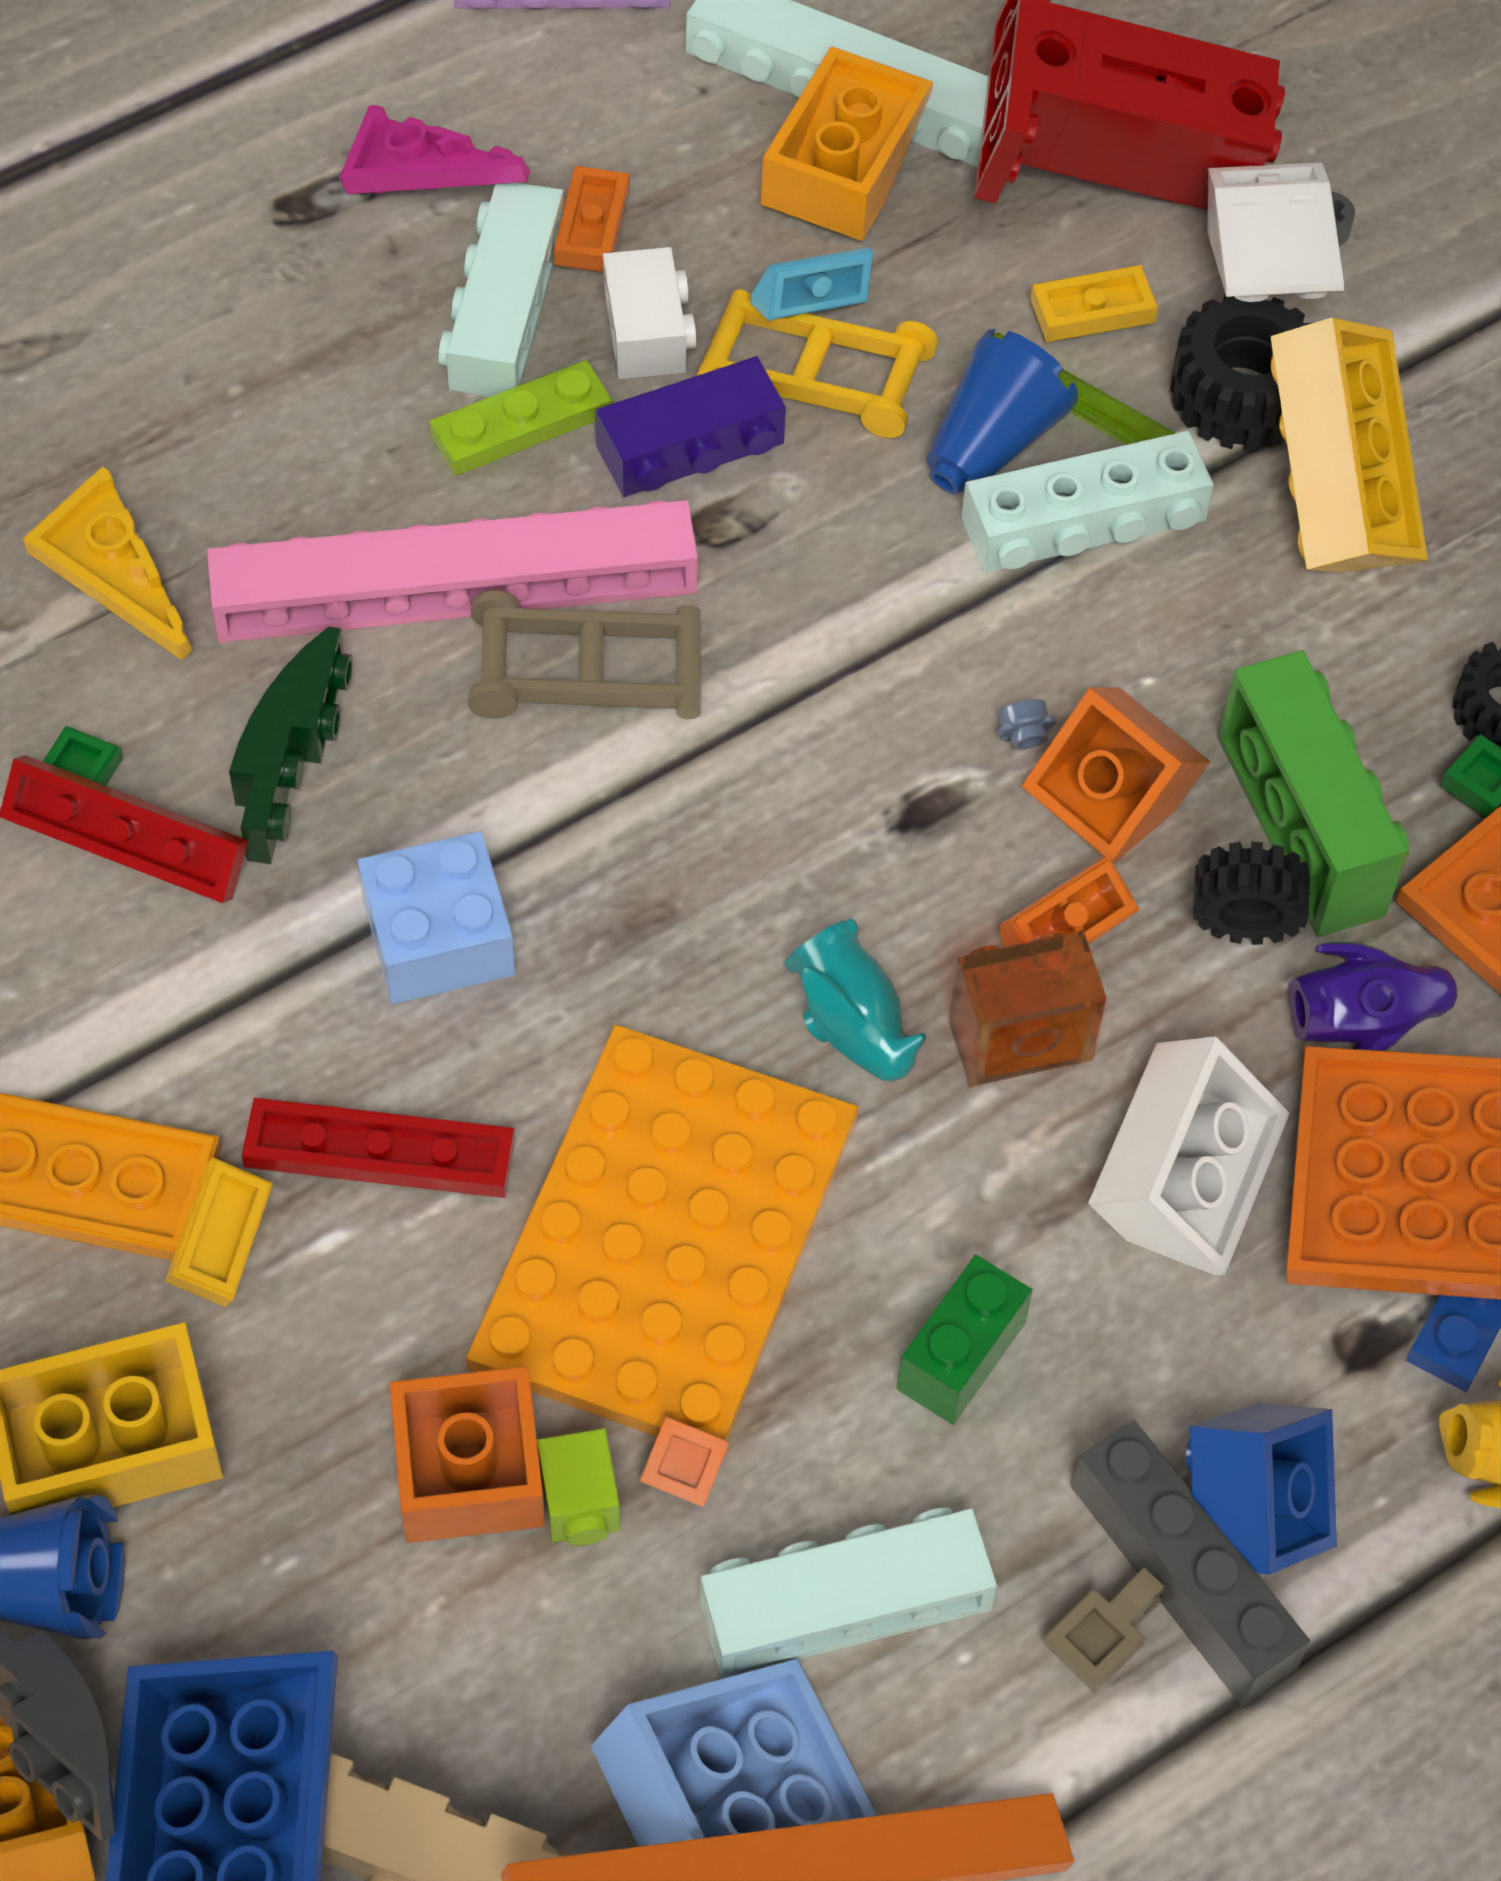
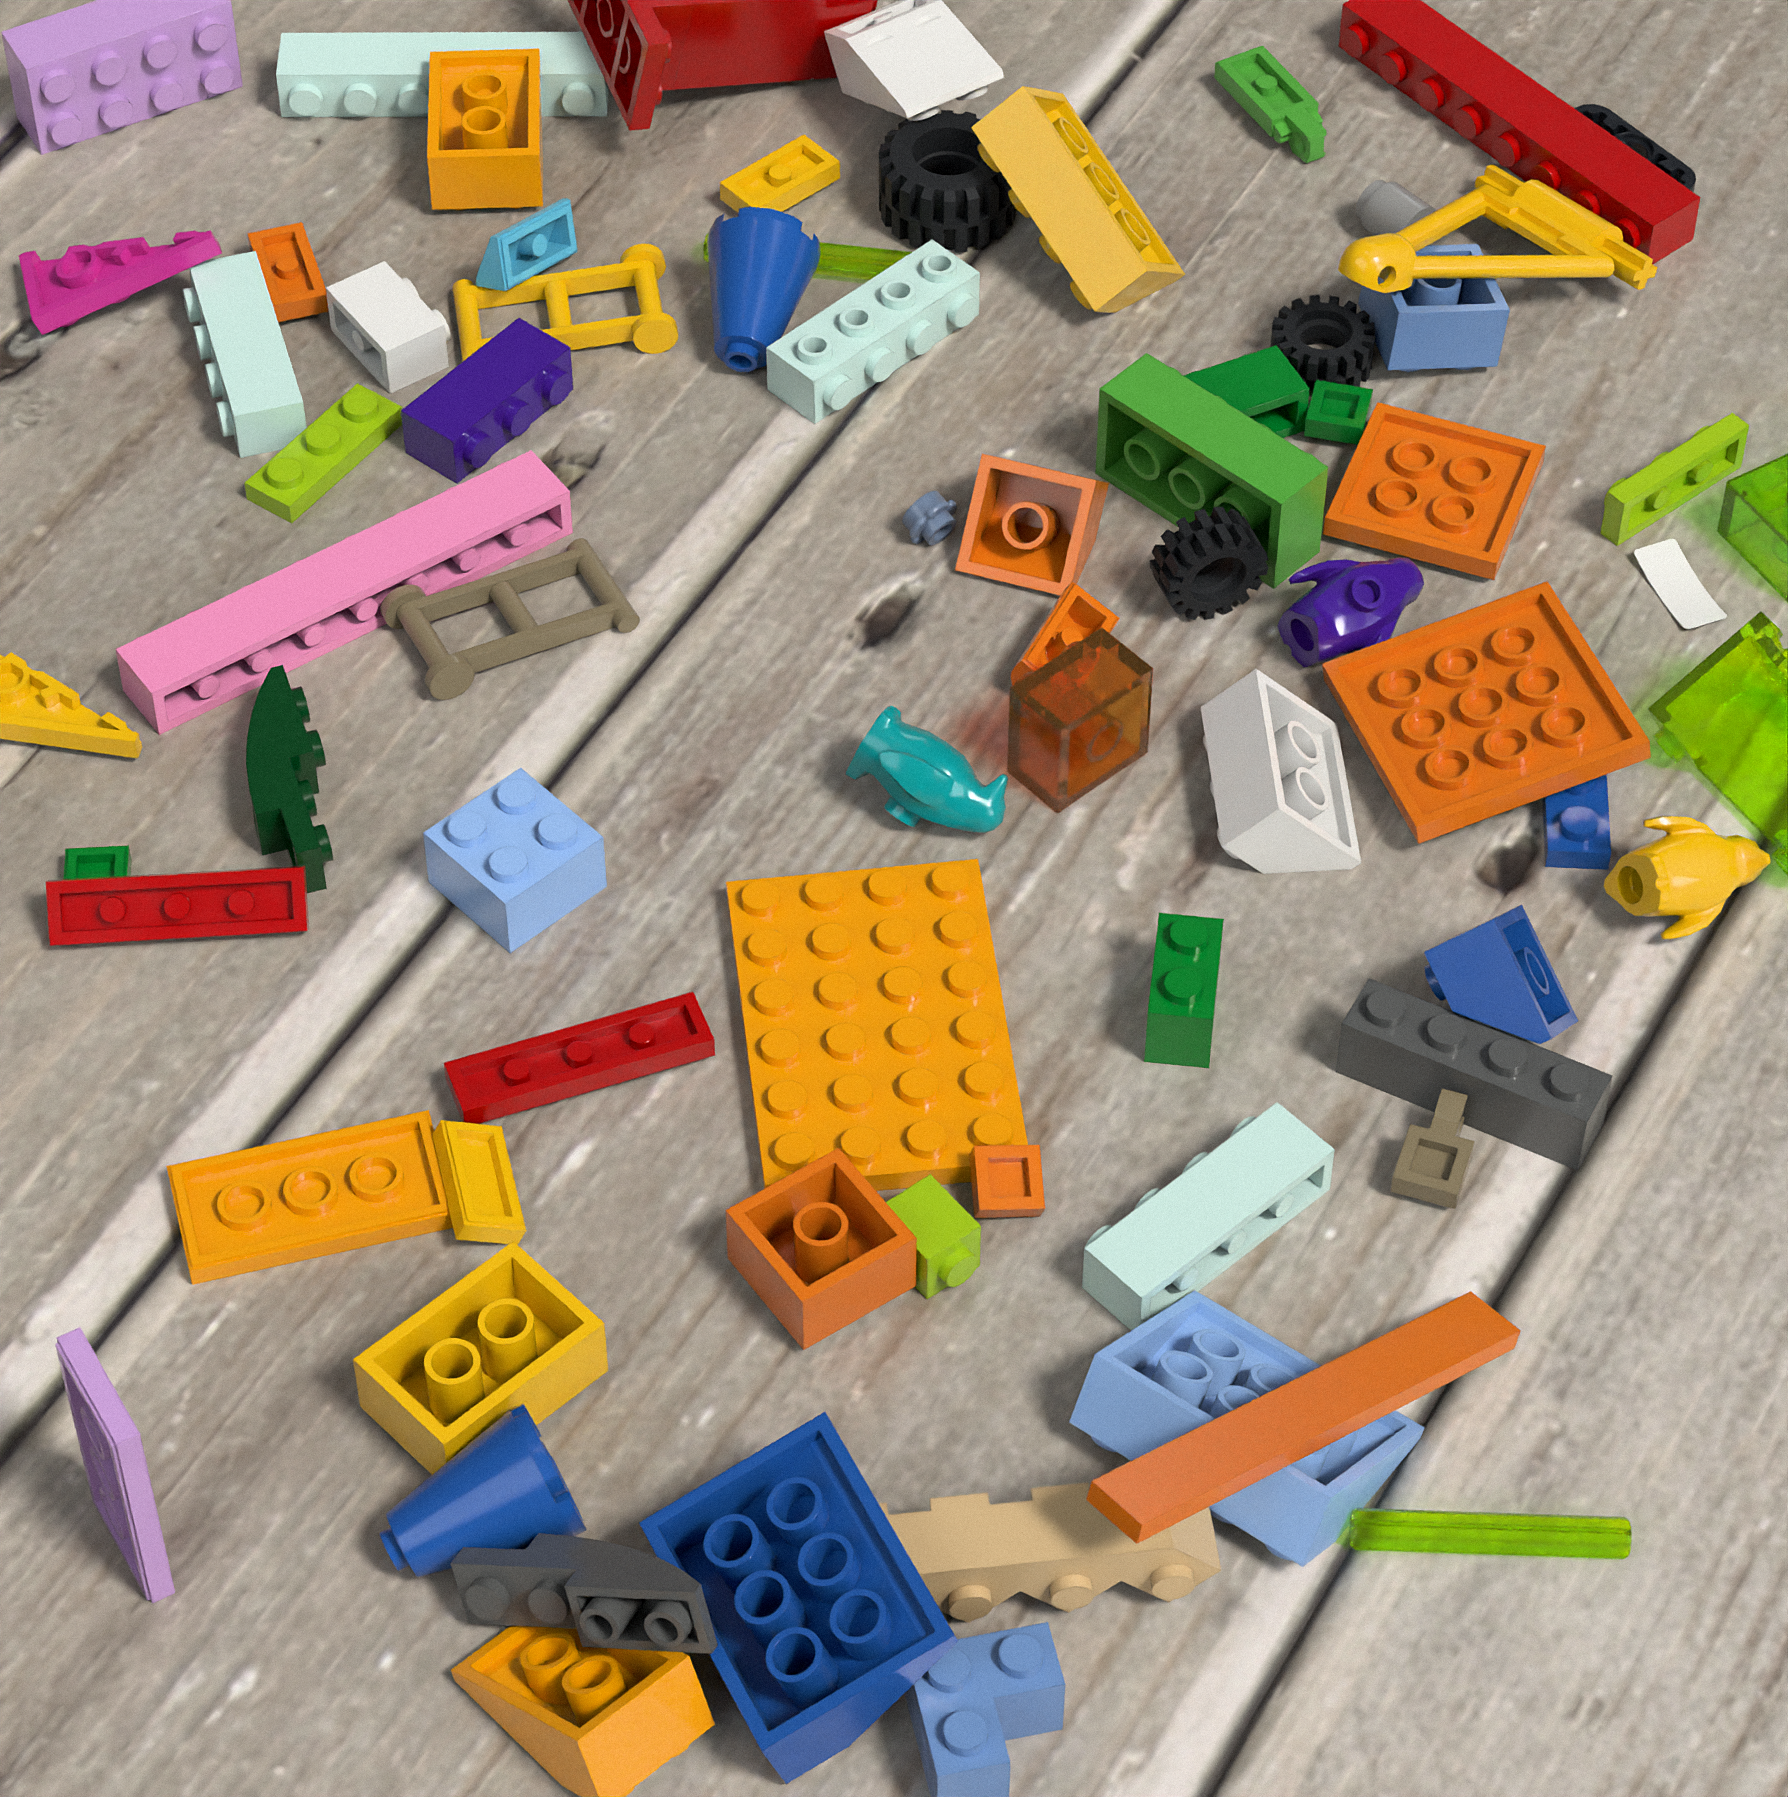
camera: 25 degrees left, 10 degrees down
(1400, 724) = (1260, 387): none -> green piece

